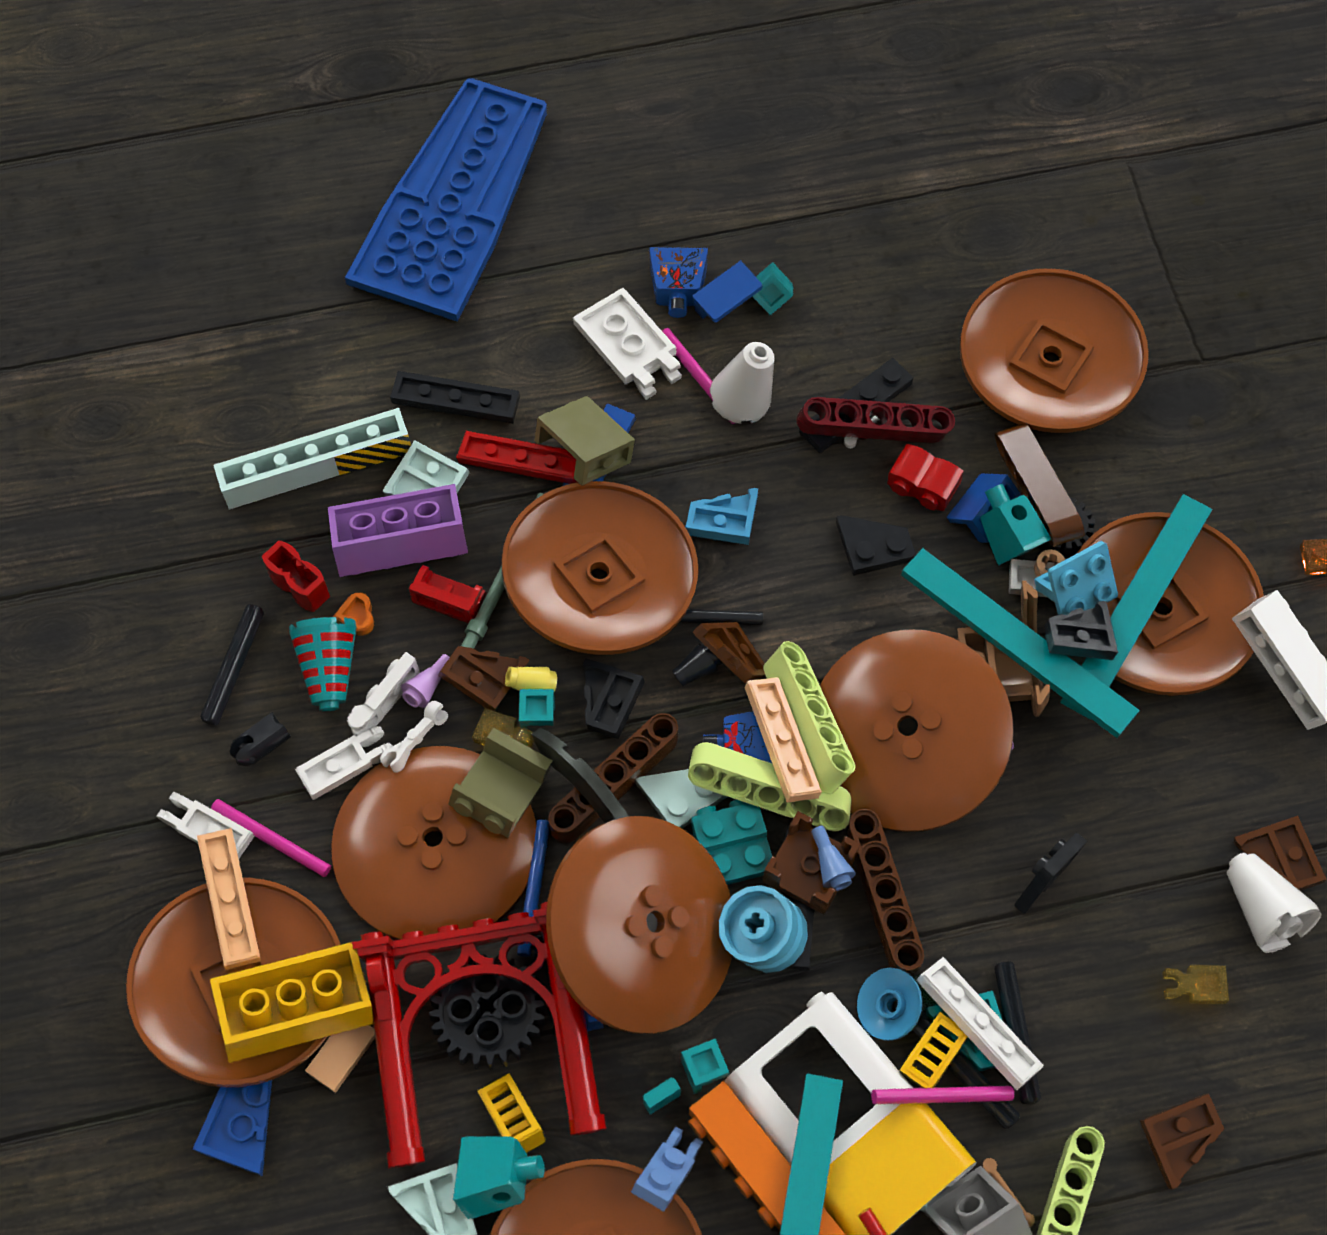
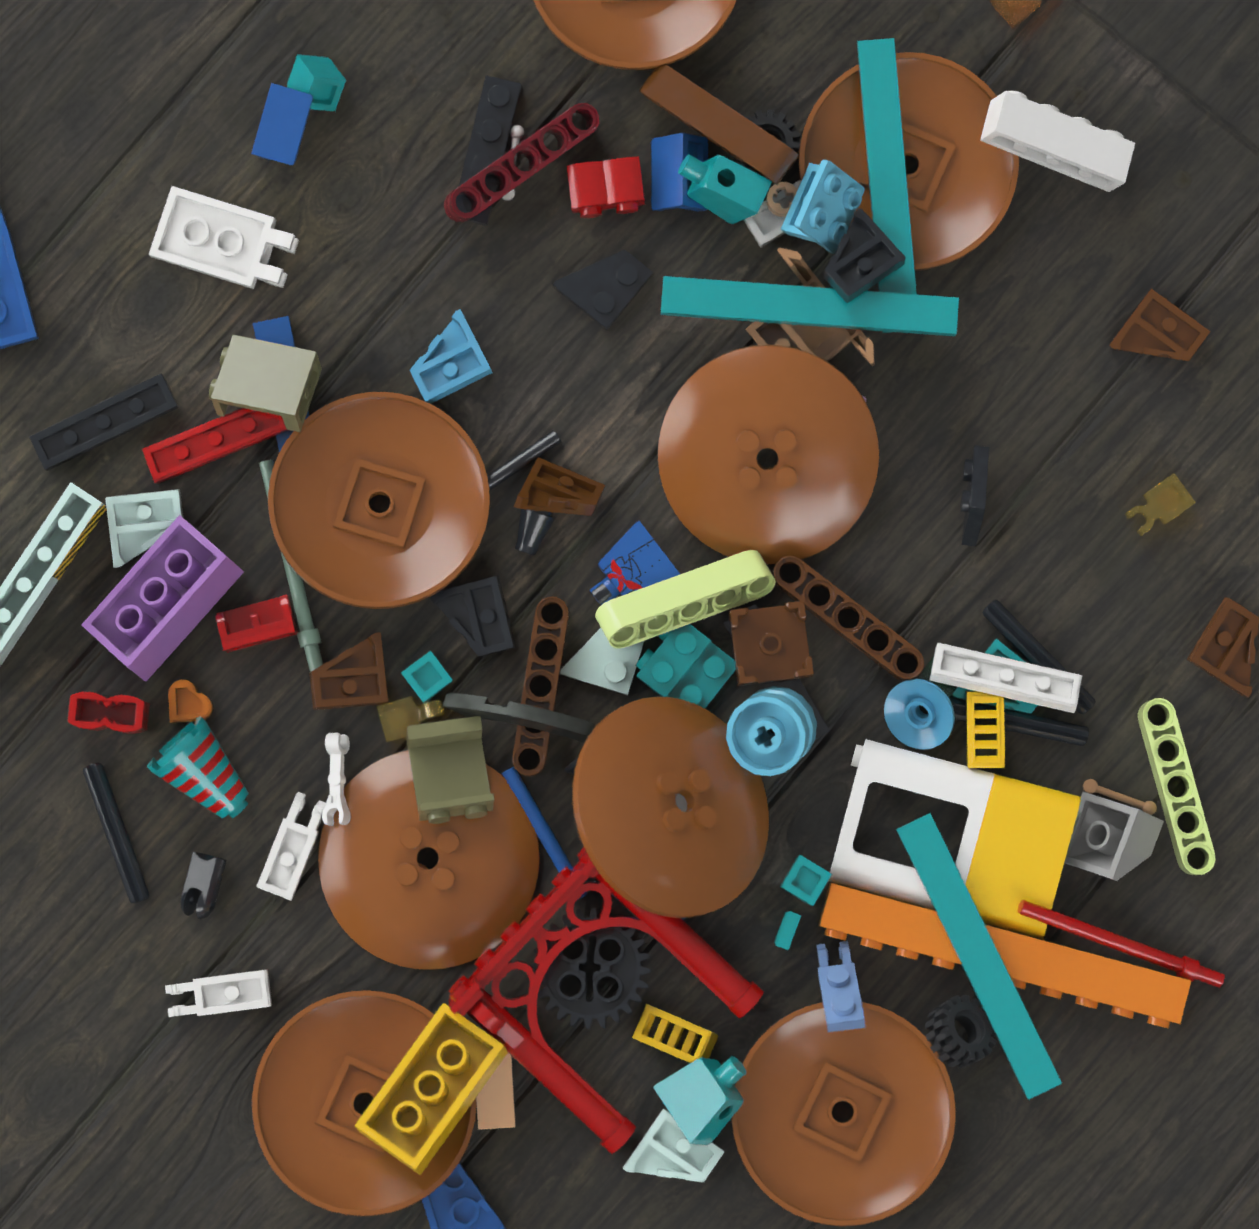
camera: 35 degrees left, 20 degrees up
(228, 899) = (300, 1042): light nougat tile -> none
(273, 839) = (281, 960): dark pink bar -> none
(383, 696) = (278, 764): white hinge -> none
(422, 686) = (305, 728): lavender cone -> none
(530, 678) = (400, 651): light yellow cone -> none
(677, 276) = (217, 138): blue torso -> none
(690, 363) = (318, 227): dark pink bar -> none
(745, 385) = (372, 217): white cone -> none
(782, 740) = (667, 550): light nougat tile -> none
(812, 715) = (672, 509): yellowish green beam -> none
(835, 870) = (792, 634): medium blue cone -> none
(942, 1095) = (1017, 763): dark pink bar -> none
(1270, 903) = (1175, 388): white cone -> none

